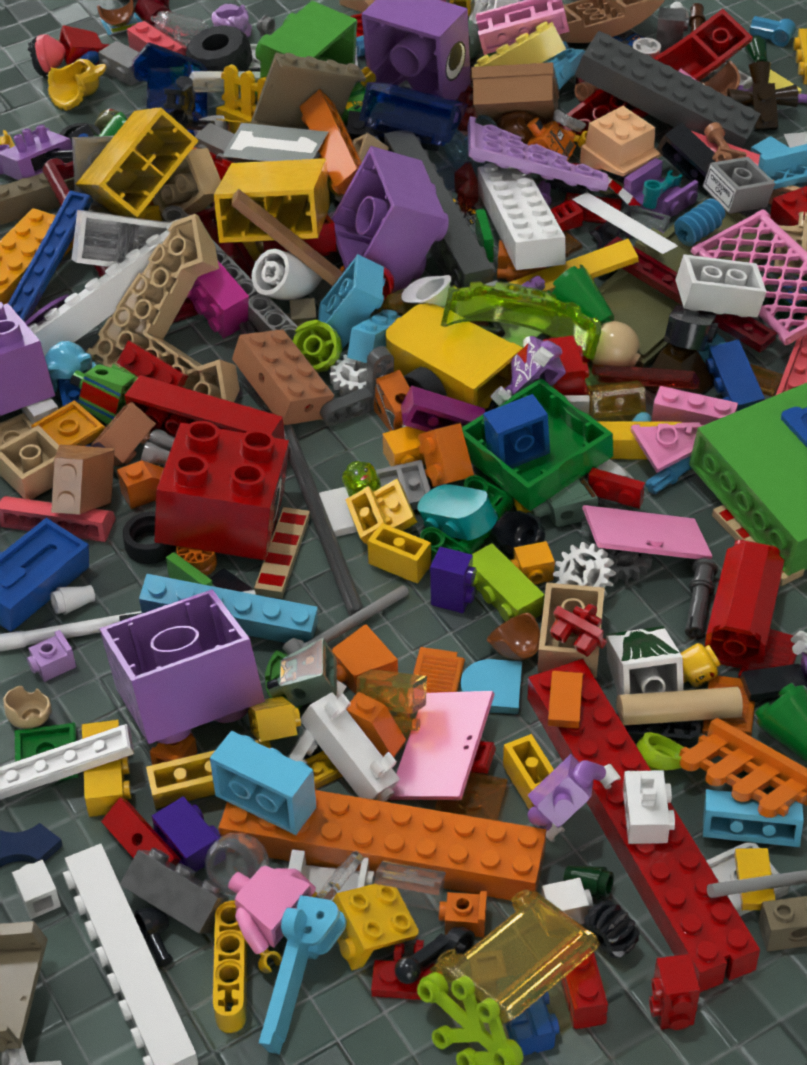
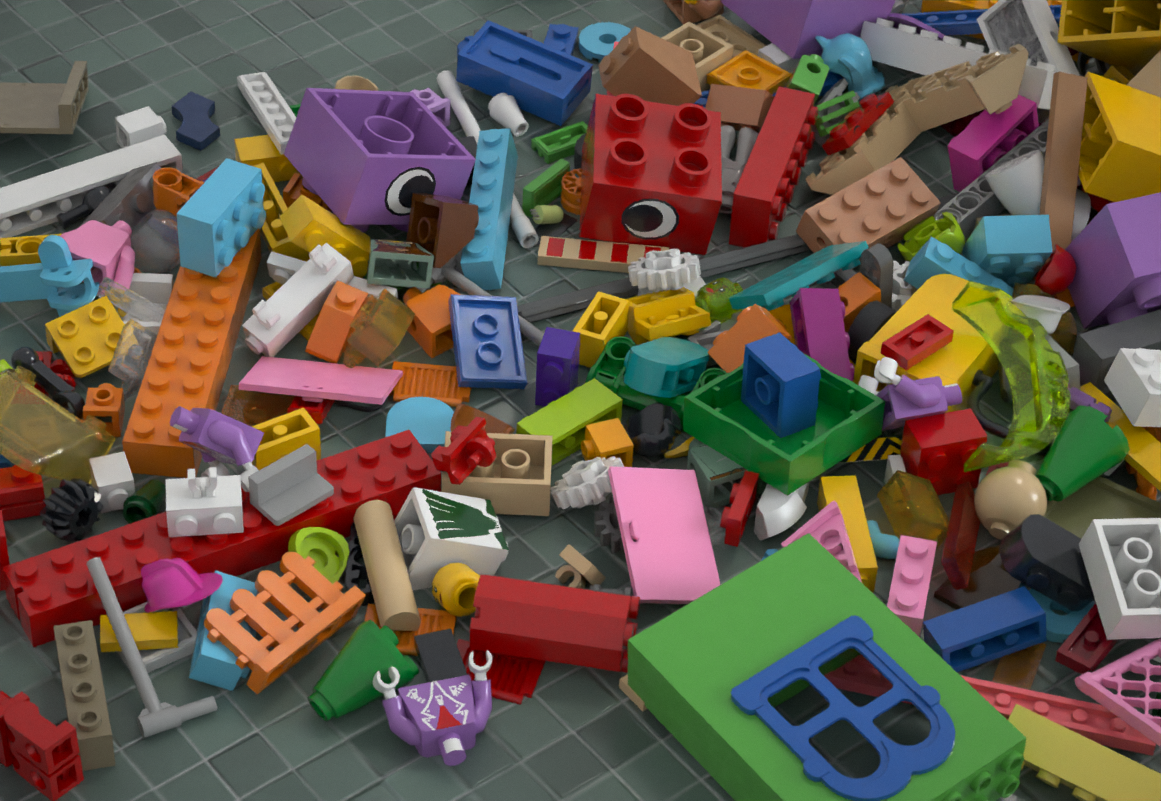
camera: 80 degrees right, 5 degrees down
(121, 579) = (559, 143): none -> bright green tile
(195, 830) = (173, 189): none -> orange piece
(219, 581) = (547, 214): none -> yellowish green piece
(274, 634) = (441, 225): none -> reddish brown slope
(336, 502) = (664, 270): none -> white gear
(368, 416) = (814, 268): none -> teal tile
(405, 626) = (487, 342): none -> tile
(478, 351) = (917, 341): none -> red plate
(565, 699) = (365, 448): orange tile -> none
(615, 748) = (288, 486): none -> light grey panel
(671, 591) = (578, 567): none -> tan tile
(727, 836) = (175, 584): none -> dark pink piece

